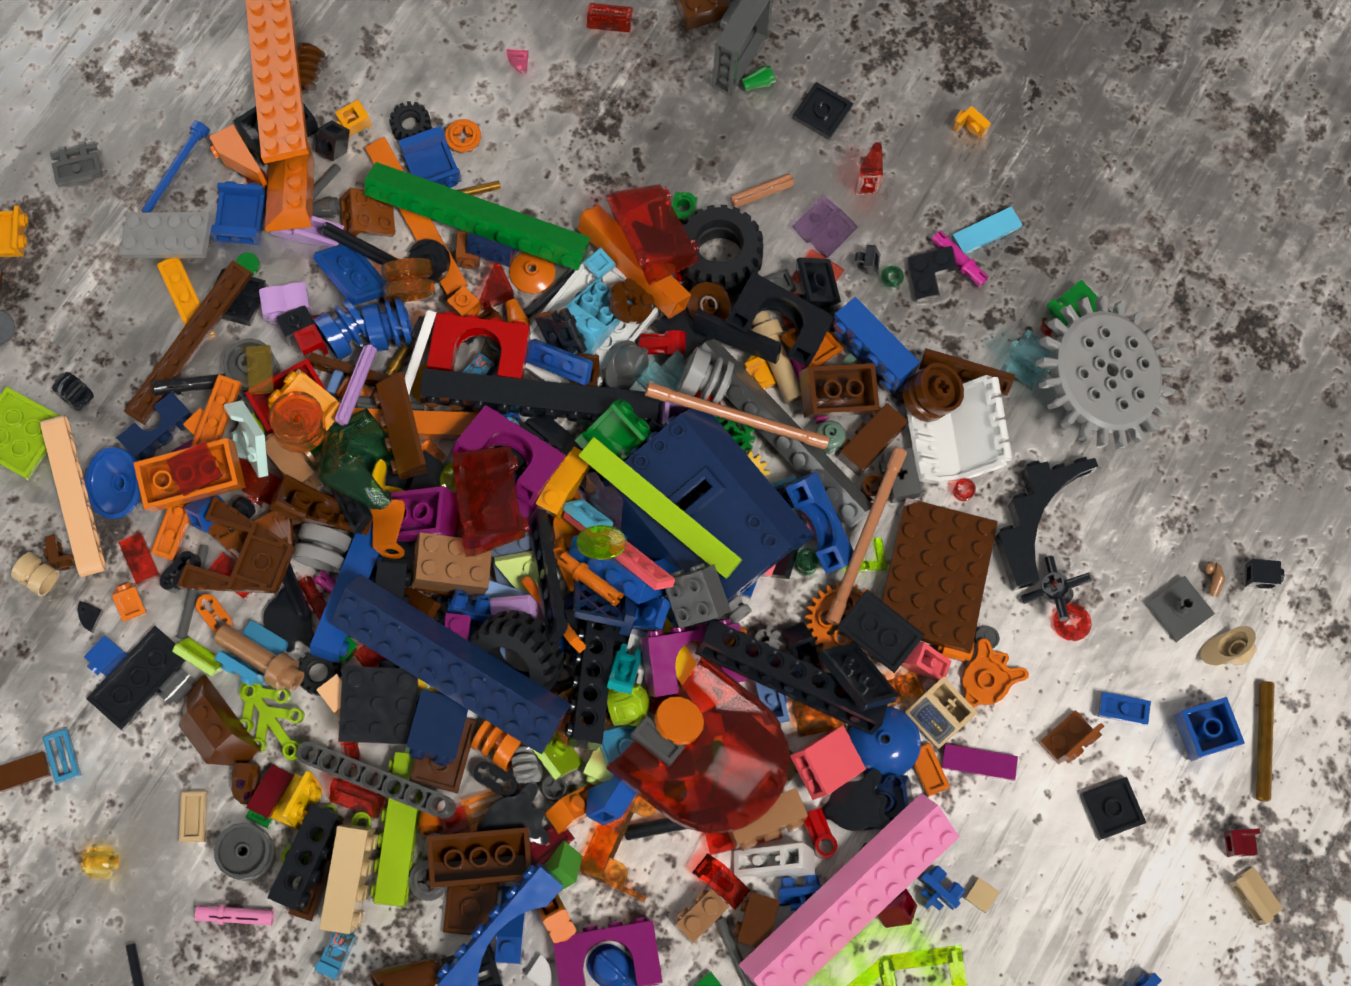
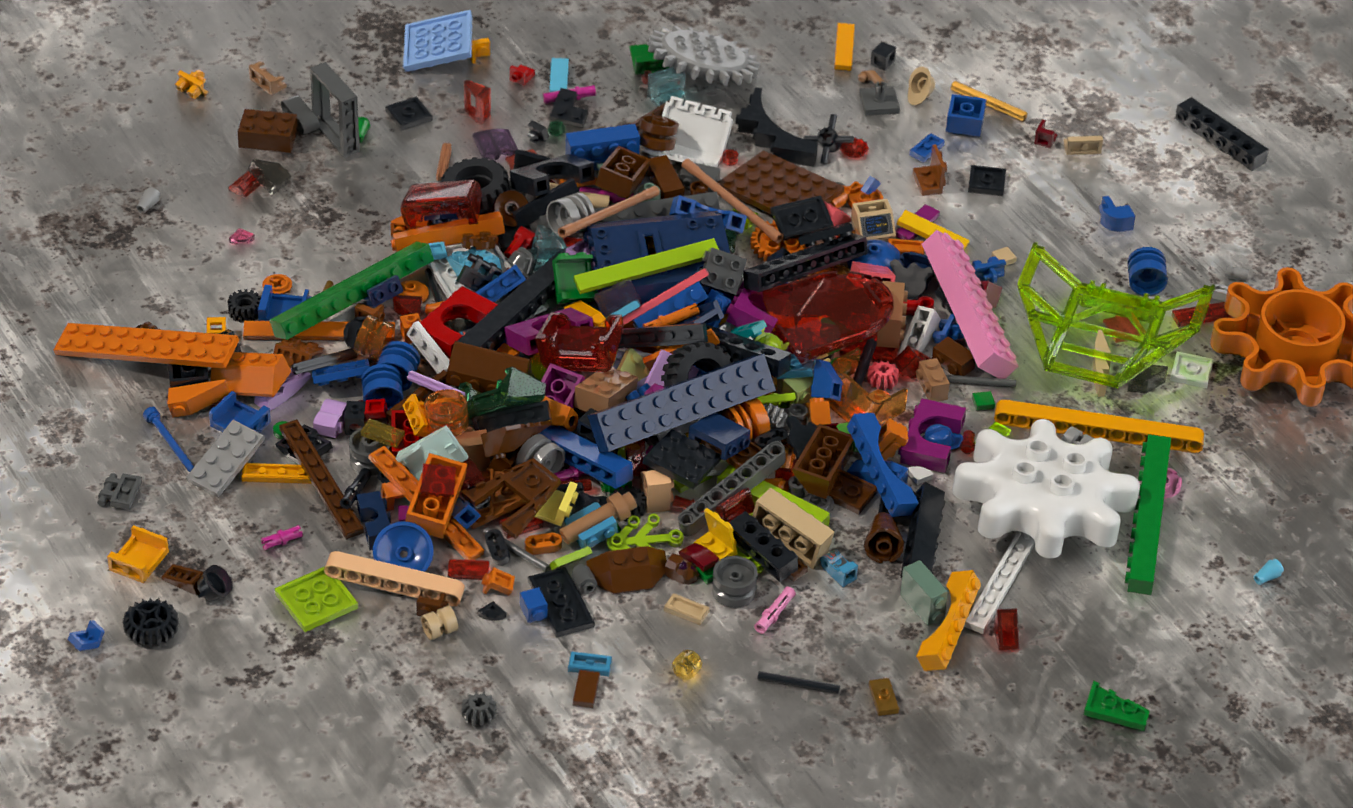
camera: 60 degrees left, 30 degrees down
(73, 391) = (311, 549): black gear -> none
(89, 351) = (281, 537): none -> dark pink pin
(260, 605) = (558, 505): none -> light yellow bracket
(601, 542) = (653, 296): clear neon green dish -> none
(620, 35) = (269, 175): none -> clear smoke slope
(651, 740) = (804, 338): dark grey tile -> none
(678, 861) = (883, 375): none -> coral gear
(679, 720) = (797, 323): orange tile -> none
(953, 75) = (438, 41): none -> light blue plate
(963, 190) = (521, 74): none -> red bracket
(968, 791) = (926, 228): none -> yellow tile
(1003, 678) = (870, 185): none -> blue tile
(1255, 518) = (844, 46): none -> light orange tile

